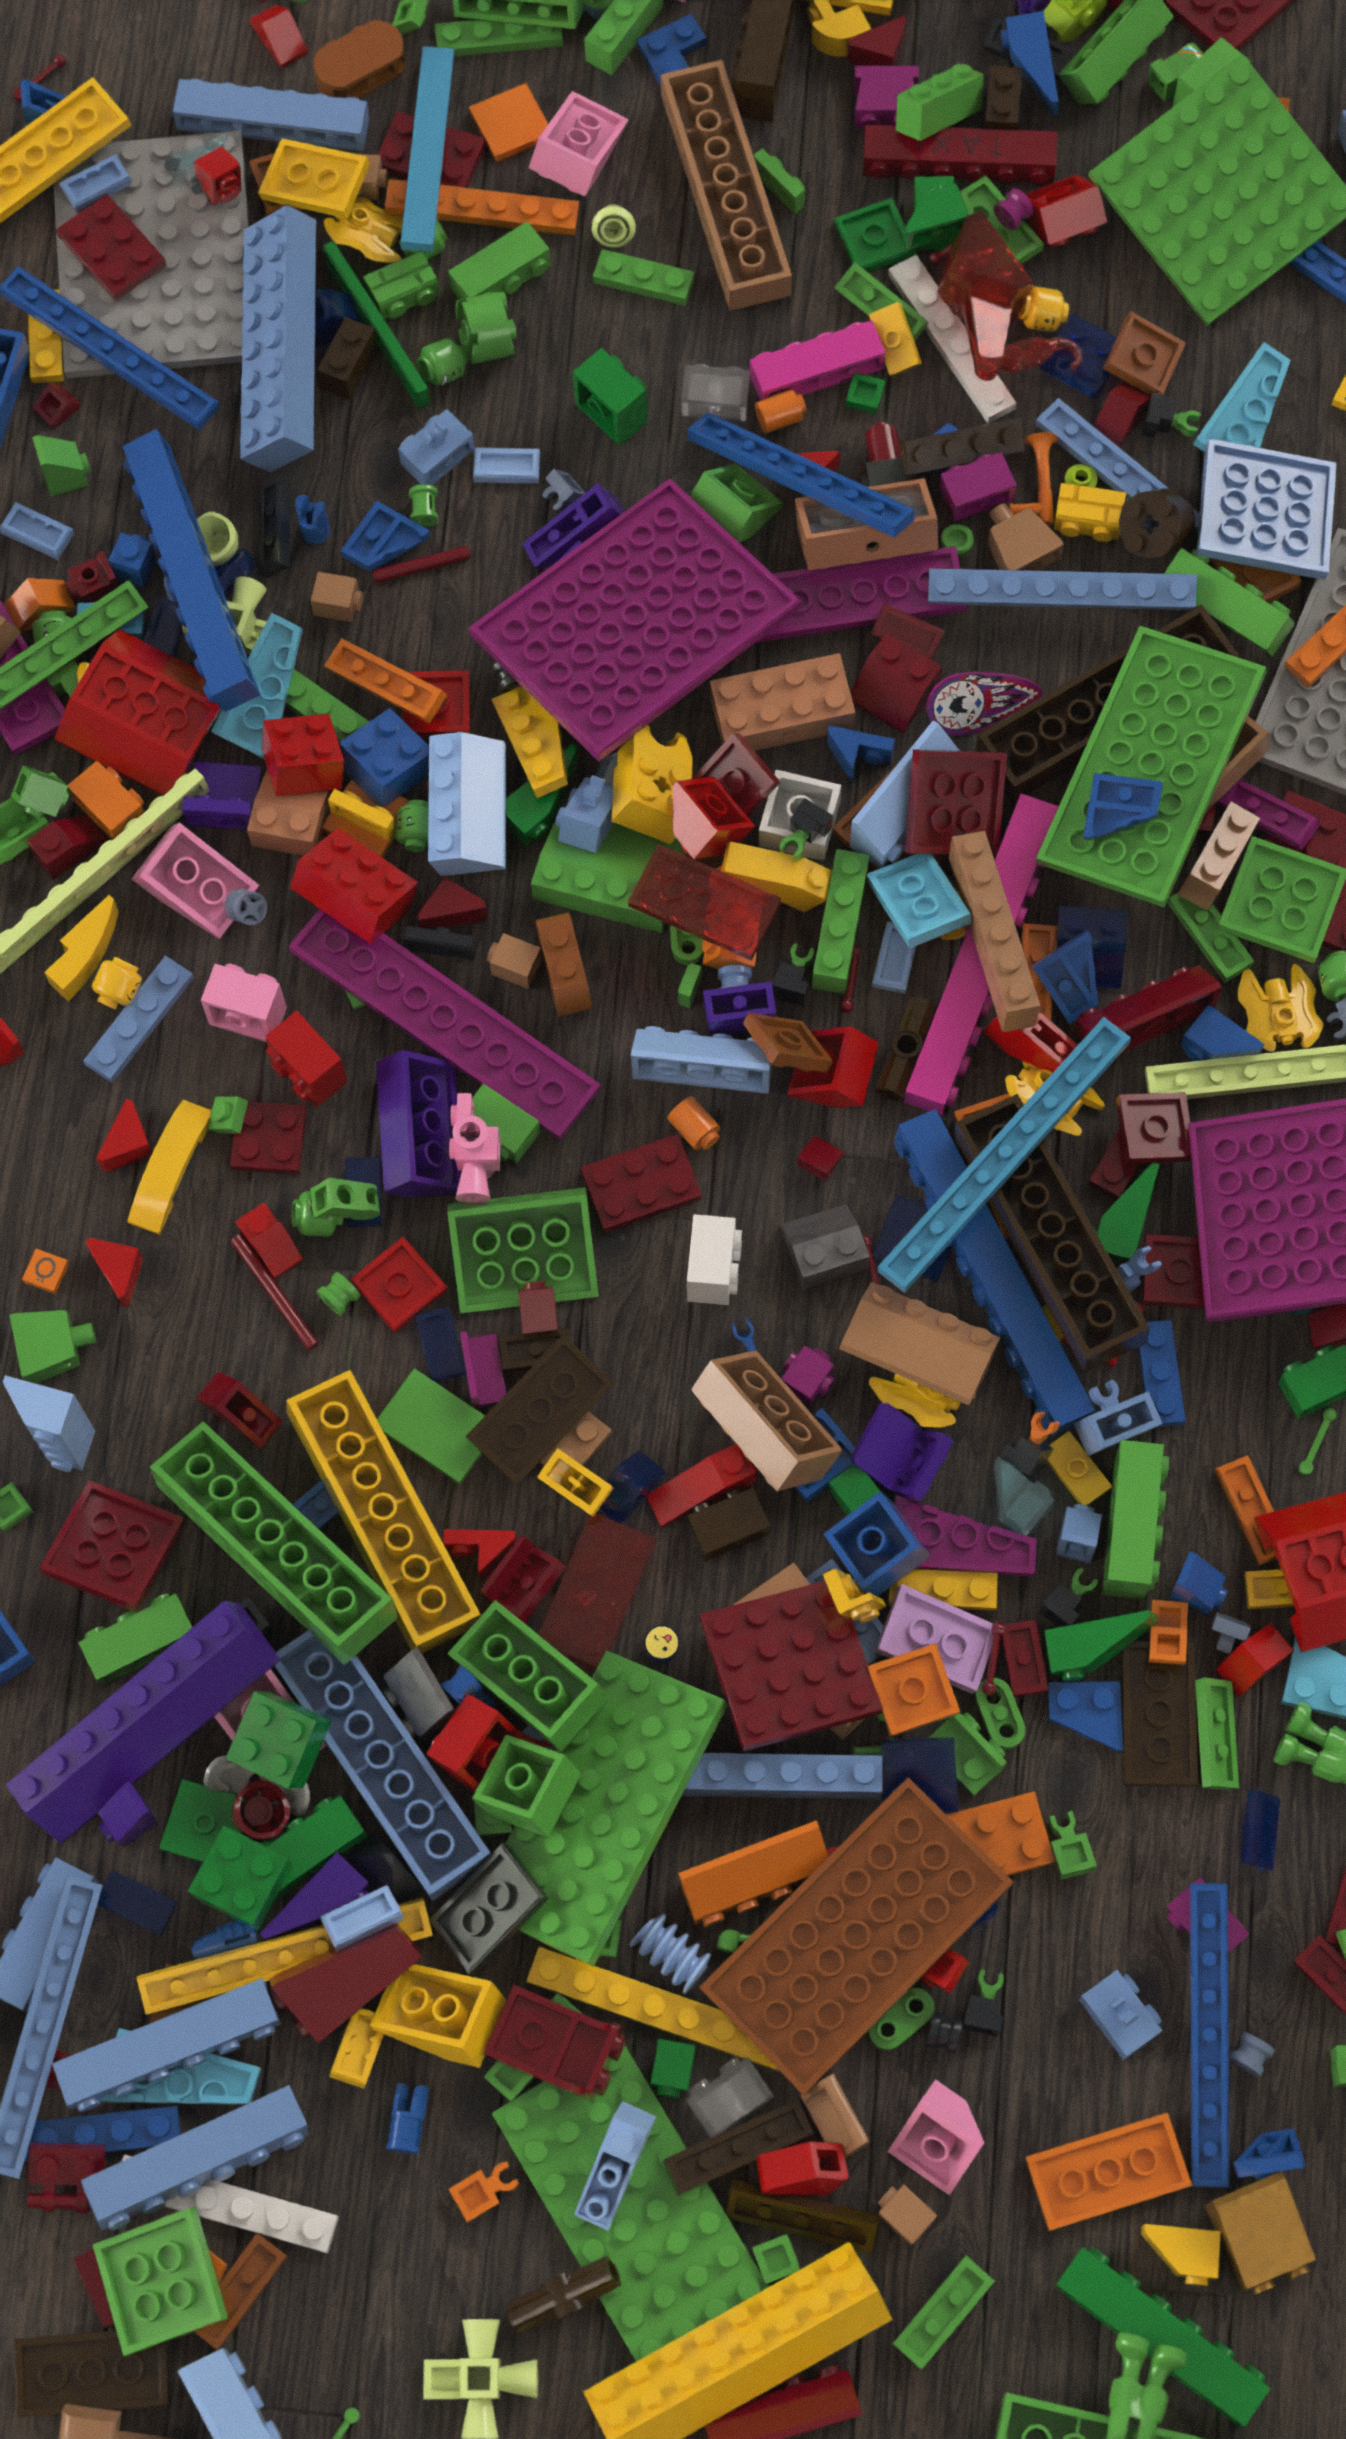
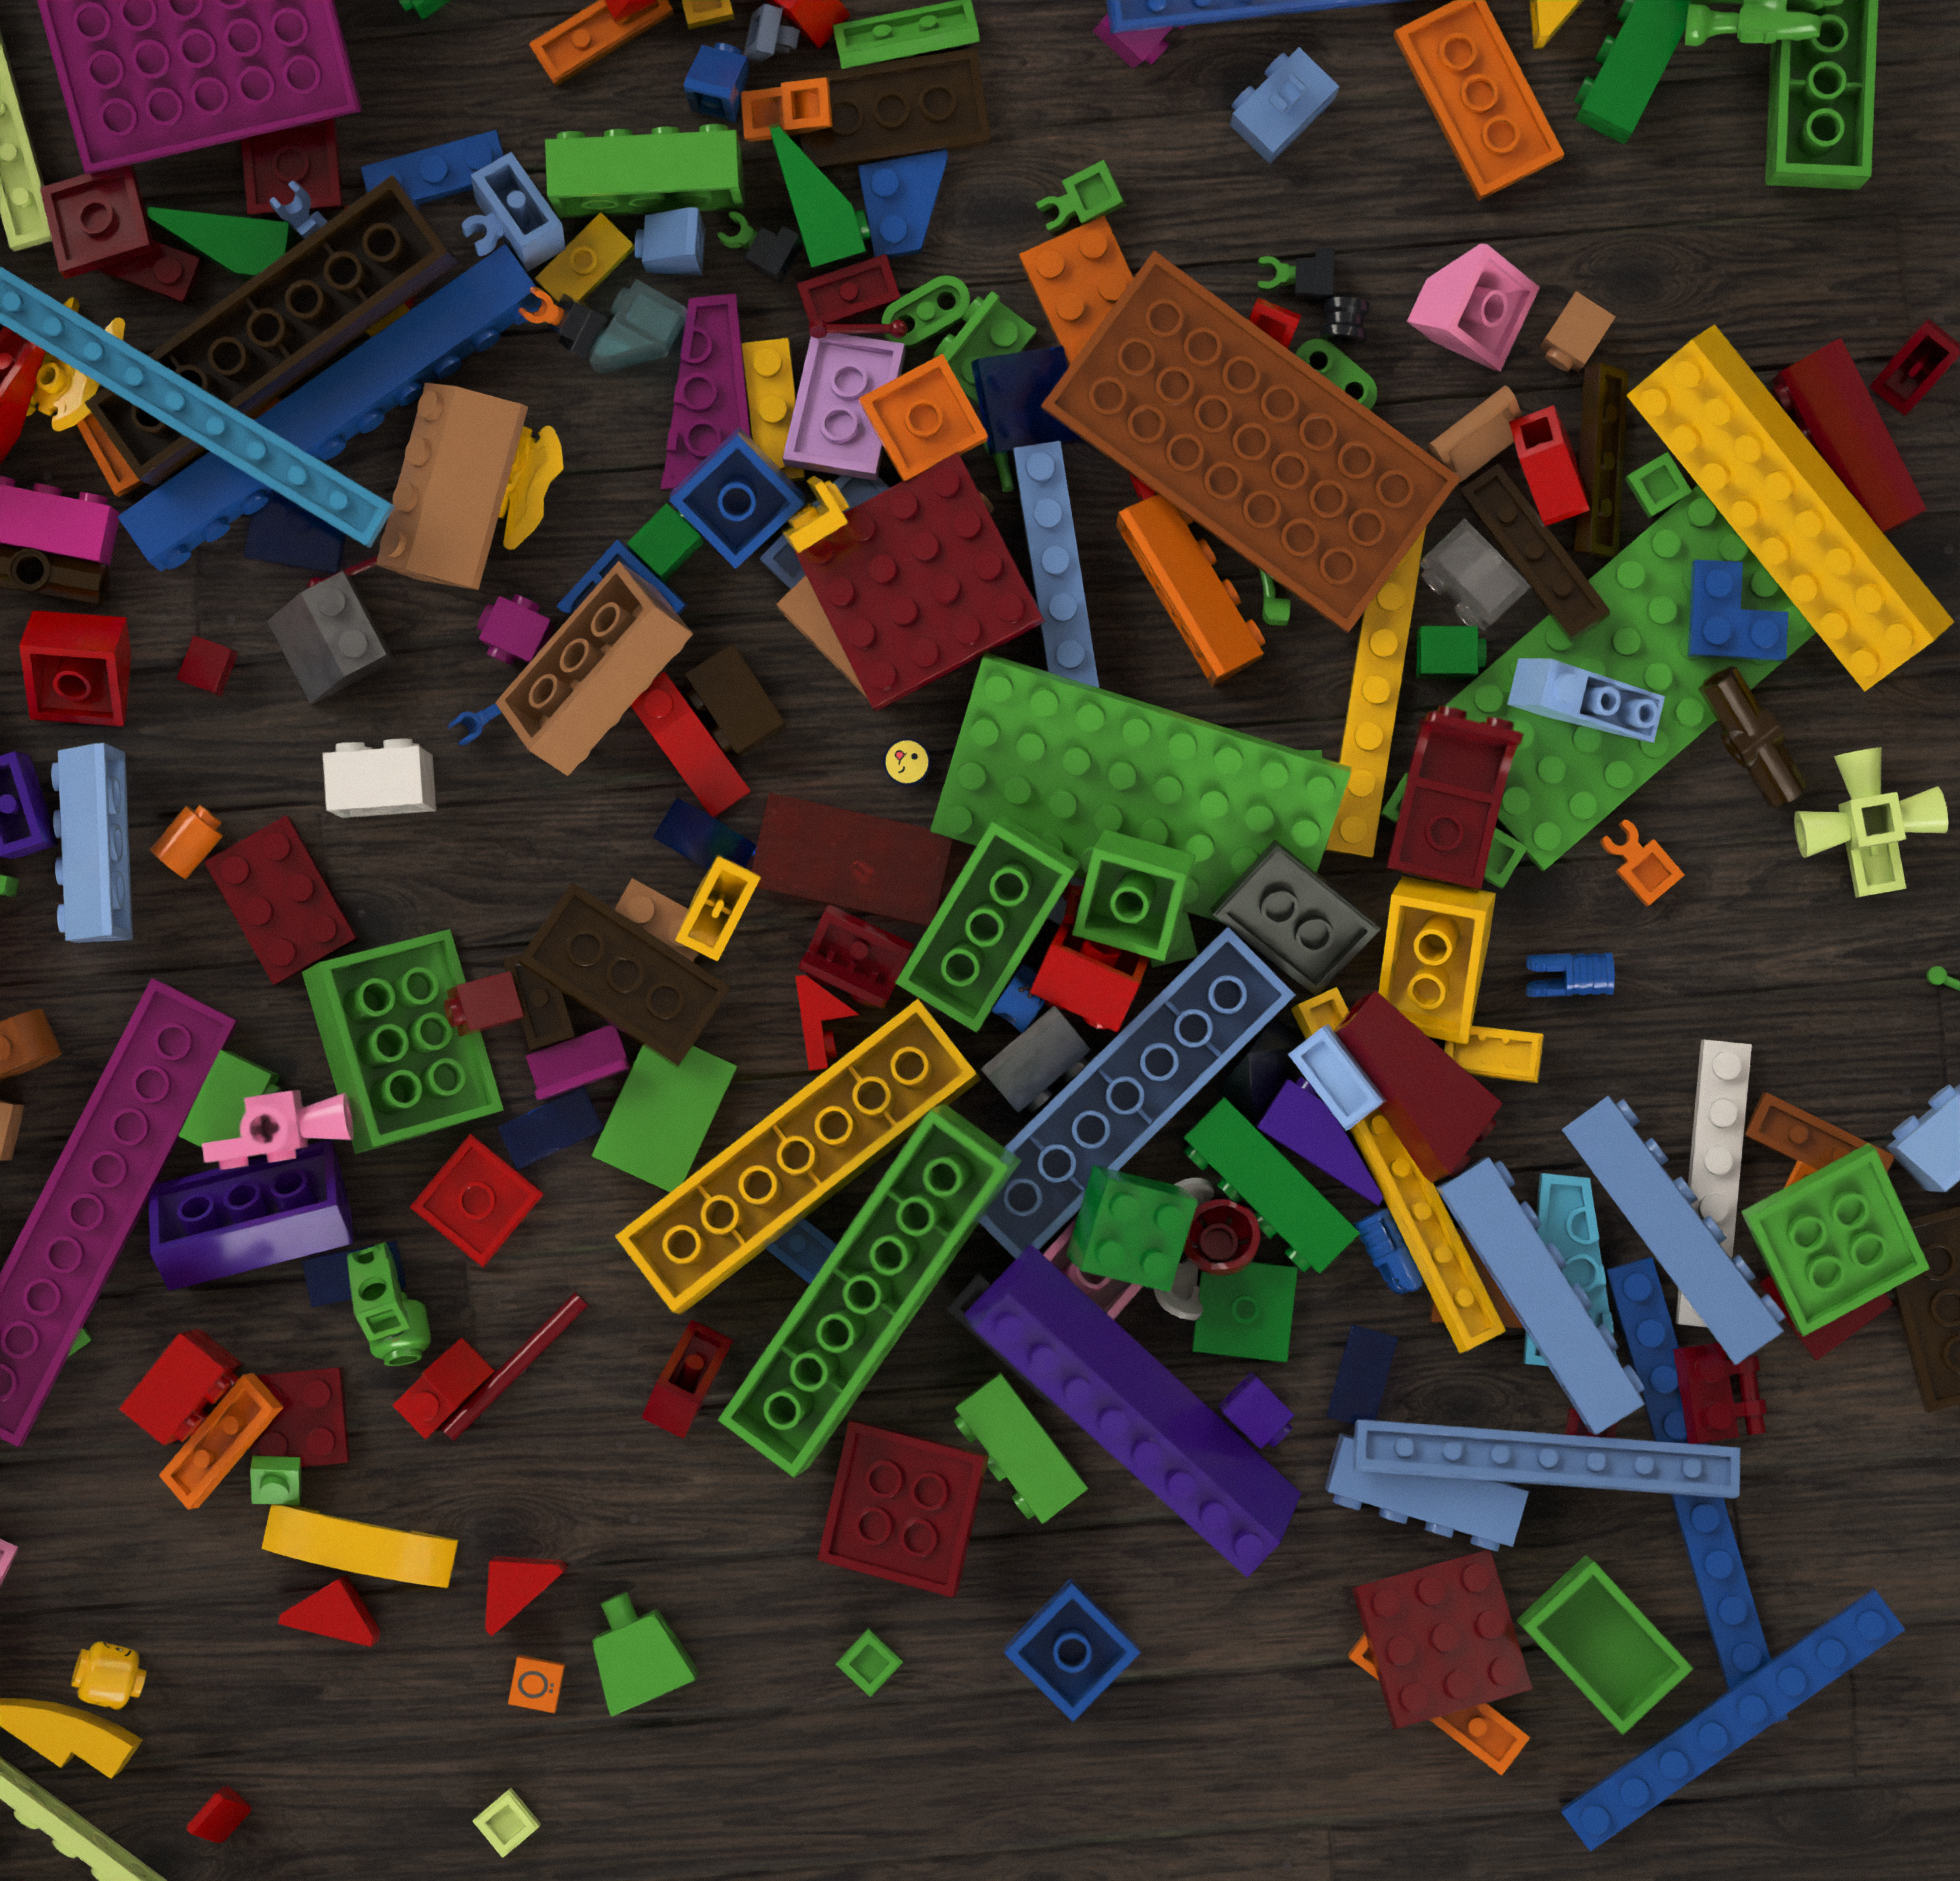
camera: 95 degrees left, 15 degrees up
(54, 1422) = (761, 1620): light blue slope -> none
(138, 1019) = (154, 1634): medium blue plate -> none
(240, 1877) = (1318, 1242): green brick -> none
(243, 1001) = (111, 1489): bright pink brick -> none
(262, 1081) = (221, 1441): none -> orange plate
(338, 1293) = (505, 1277): bright green wheel -> none
(654, 2285) = (1719, 624): none -> blue plate
(671, 1952) = (1305, 676): light blue piece -> none
(787, 1042) = (56, 728): dark orange plate -> none
(900, 1453) = (605, 488): dark purple bracket -> none
(943, 2312) = (1684, 270): bright green plate -> none

